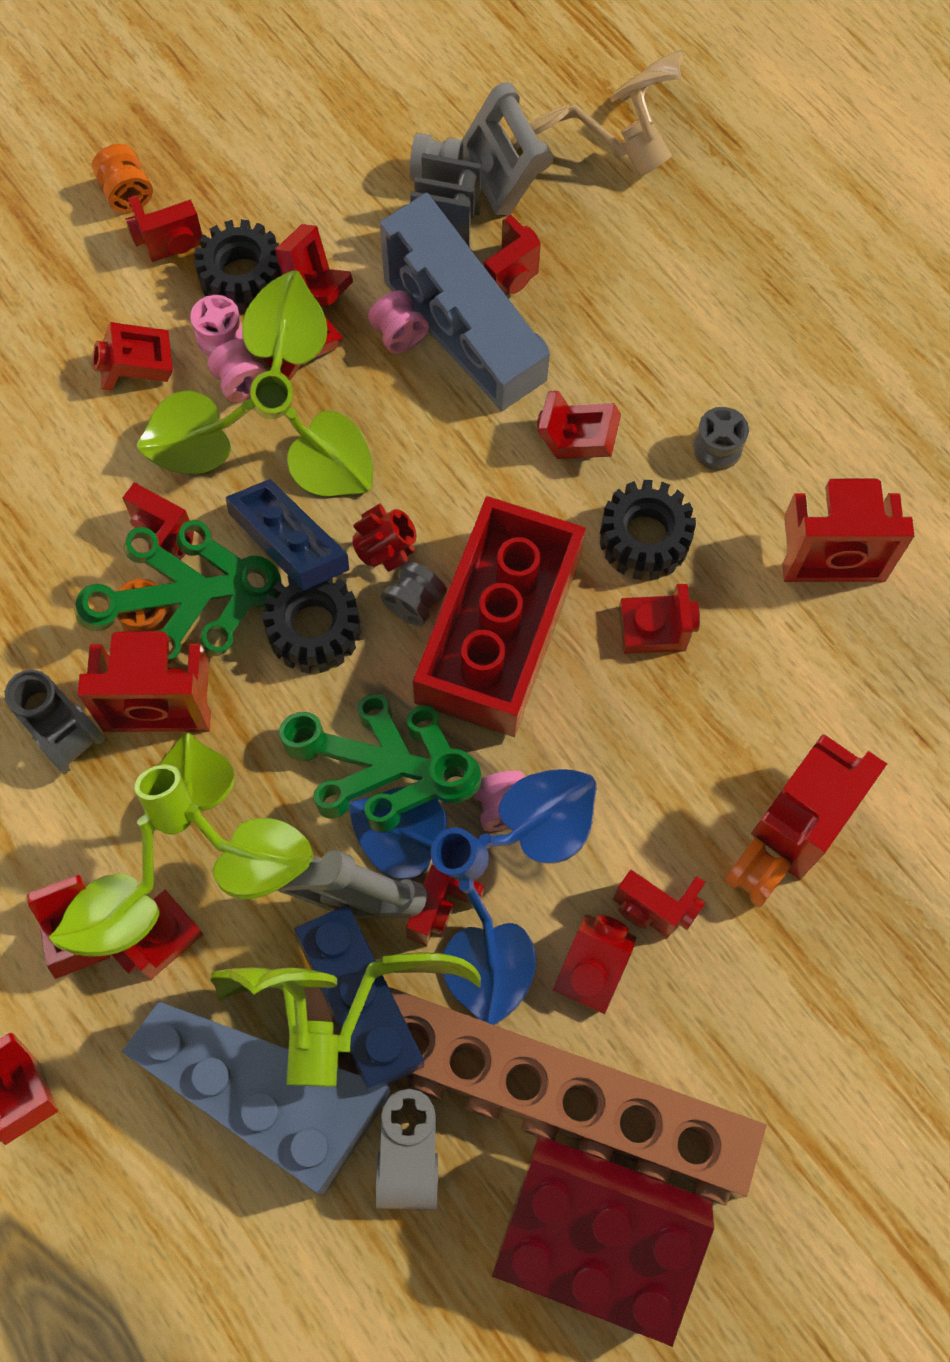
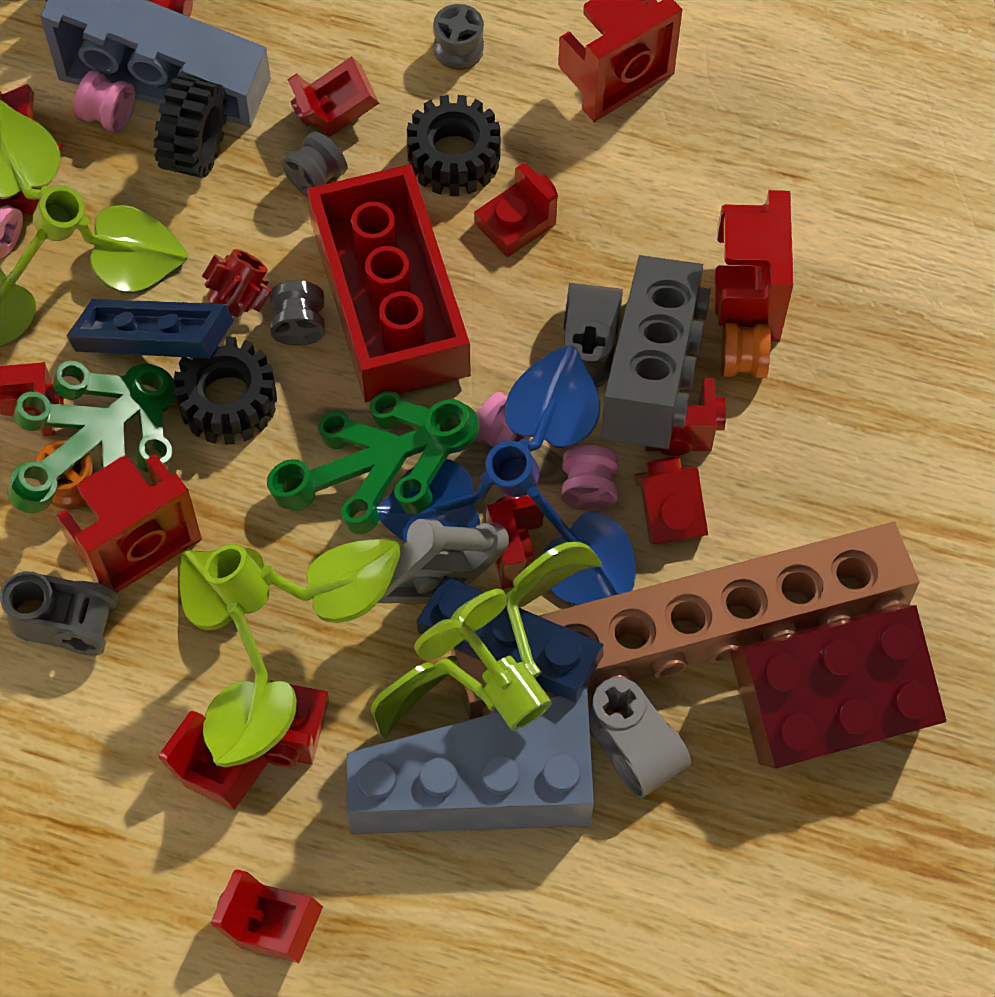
camera: 35 degrees left, 5 degrees down
(442, 383) = (190, 126): none -> black tyre
(520, 476) = (314, 162): none -> dark grey wheel
(541, 895) = (589, 477): none -> bright pink wheel
(642, 761) = (591, 326): none -> dark grey piece
(667, 826) = (653, 352): none -> dark grey brick

